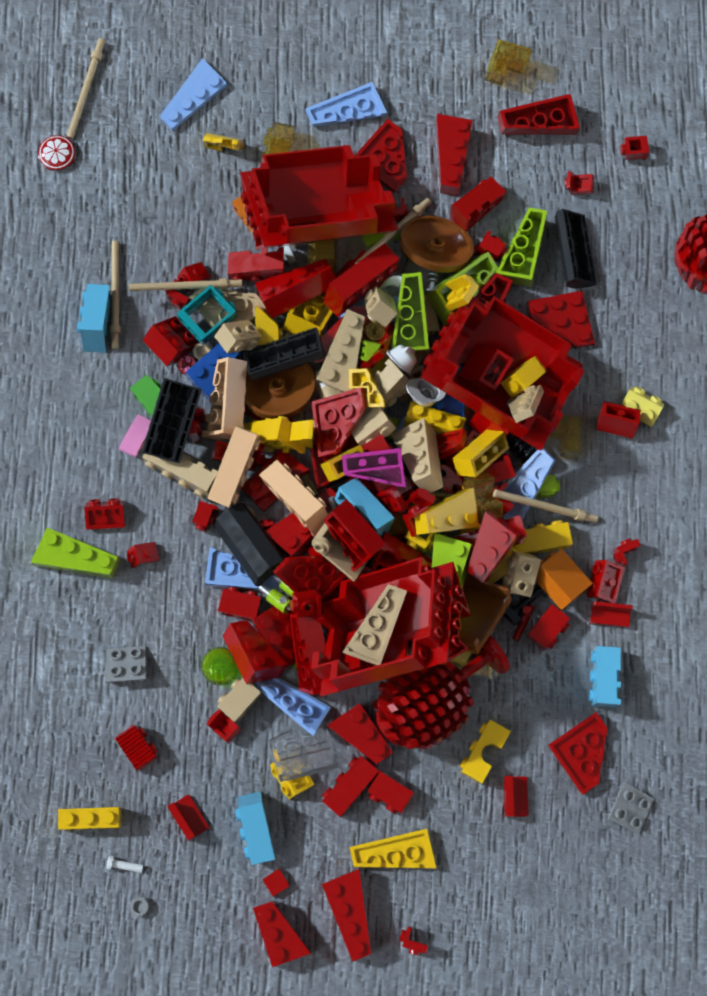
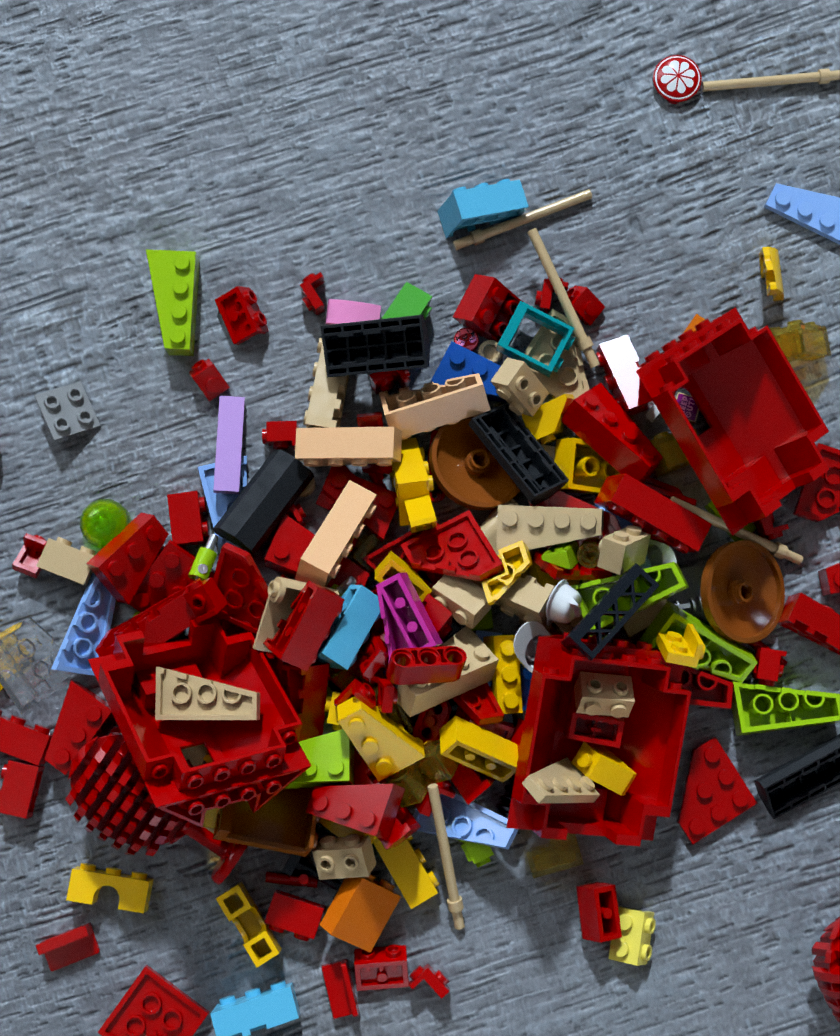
camera: 70 degrees right, 5 degrees up
(113, 460) = (311, 298): none -> red bracket
(197, 555) = (229, 445): none -> lavender tile
(412, 460) = (426, 665): none -> red beam
(416, 330) = (600, 609): none -> black fence
(474, 355) = (604, 694): none -> tan brick
(543, 661) = (243, 912): none -> yellow arch

